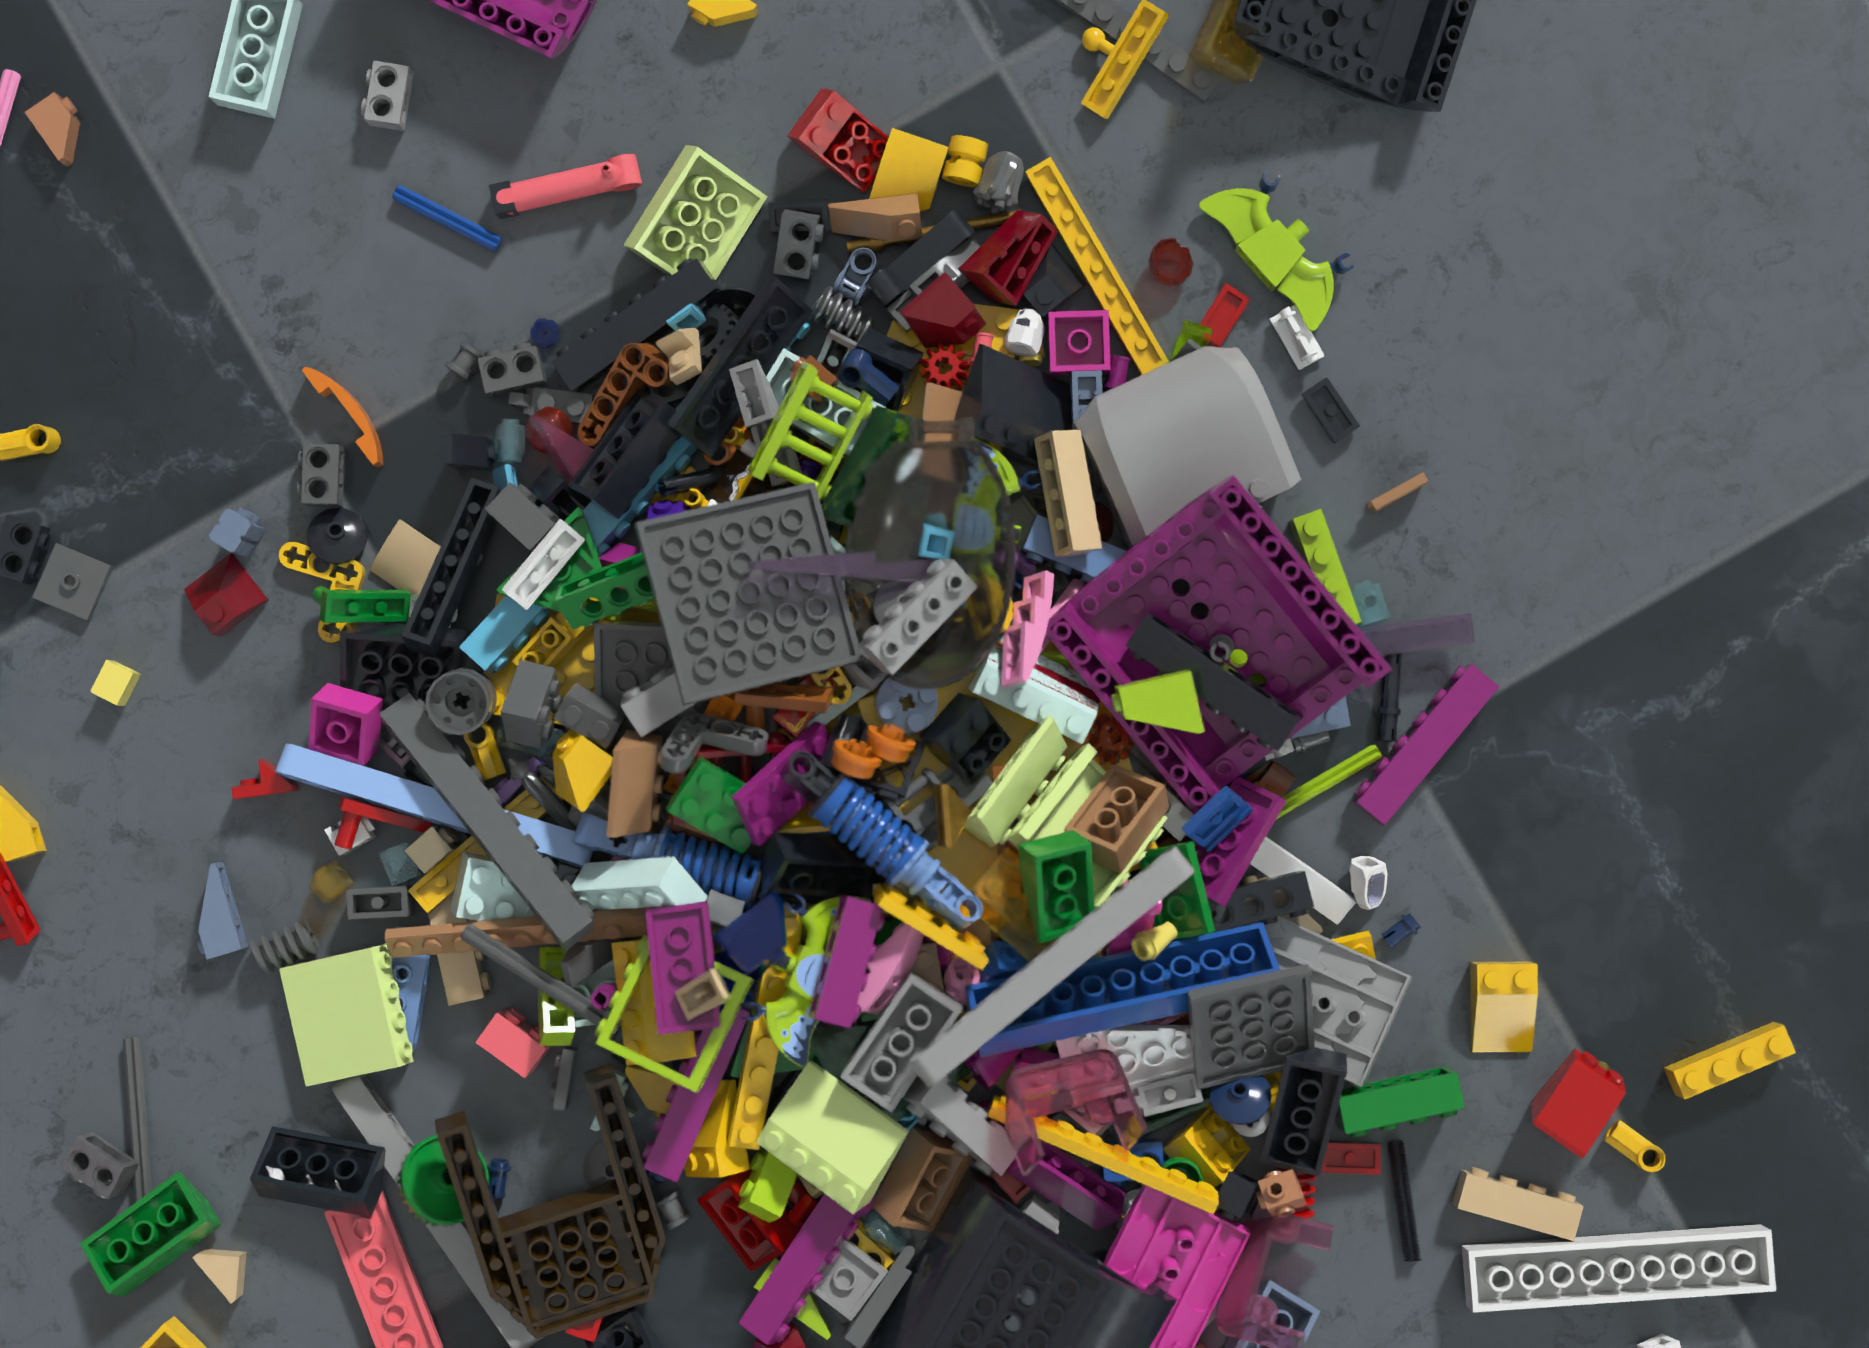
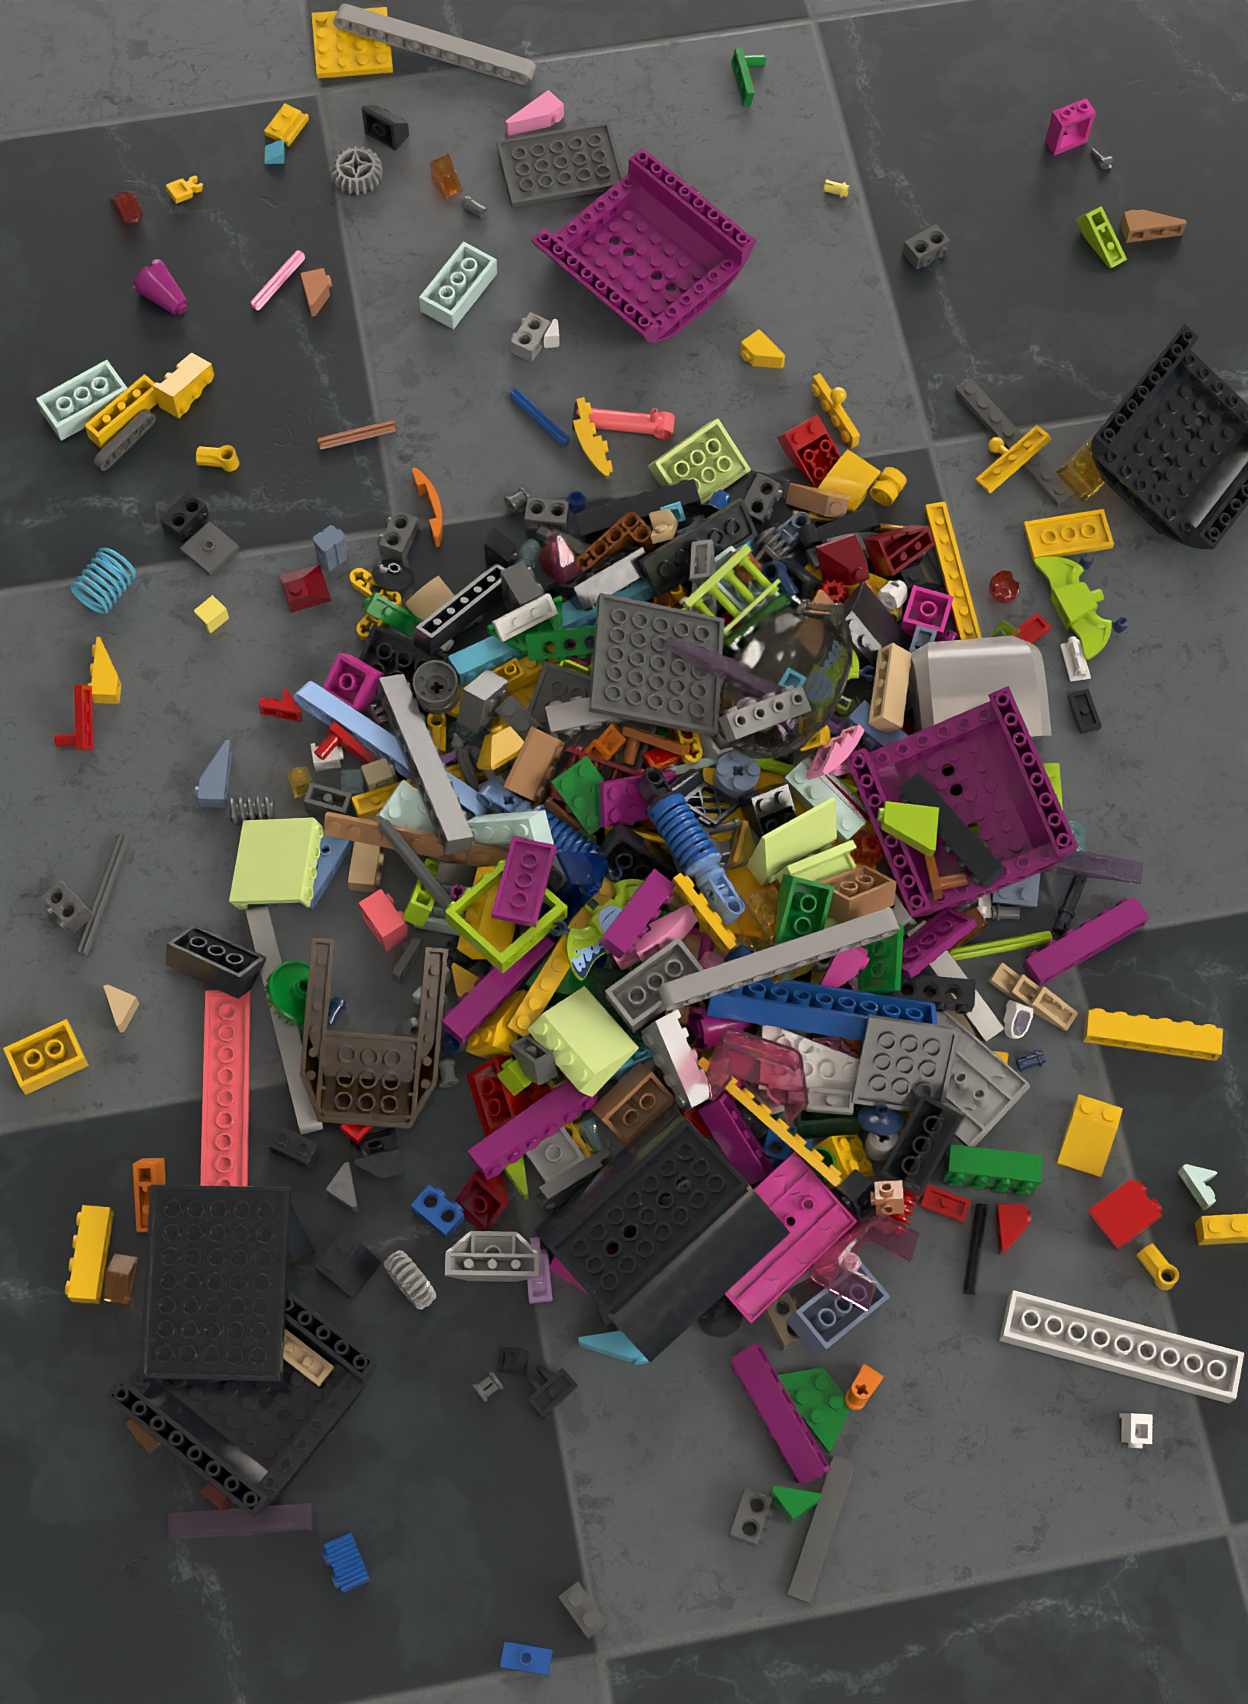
camera: 20 degrees right, 20 degrees down
(150, 1235) = (80, 964): green slope -> none
(204, 335) = (357, 434): none -> axle
(418, 82) = (551, 337): none -> white slope
(539, 248) = (592, 446): none -> yellow slope
(703, 994) = (533, 894): tan slope -> none
(706, 729) = (587, 741): dark grey beam -> none
(739, 269) = (720, 499): none -> blue cone
(778, 1180) = (534, 1059): none -> dark grey slope
(852, 56) = (831, 403): none -> yellow plate
(854, 758) = (691, 786): orange piece -> none
(890, 742) = (716, 789): orange piece -> none
(1000, 182) = (906, 505): dark grey piece -> none
(1153, 941) = (853, 983): light yellow cone -> none
(1217, 818) = (925, 920): blue plate -> none
(1223, 641) = (967, 815): dark grey pin -> none
(1225, 754) = (944, 882): none -> dark orange piece
(1233, 147) = (1068, 534): none -> yellow plate
(1379, 842) = (1028, 993): none -> tan slope
(1397, 492) = (1114, 775): medium nougat tile -> none
(1439, 1157) = (1010, 1224): none -> red slope
(1518, 1204) = (1058, 1277): tan brick -> none
(1547, 842) = (1152, 1034): none -> yellow brick
(1652, 1017) = (1195, 1180): none -> light aqua slope

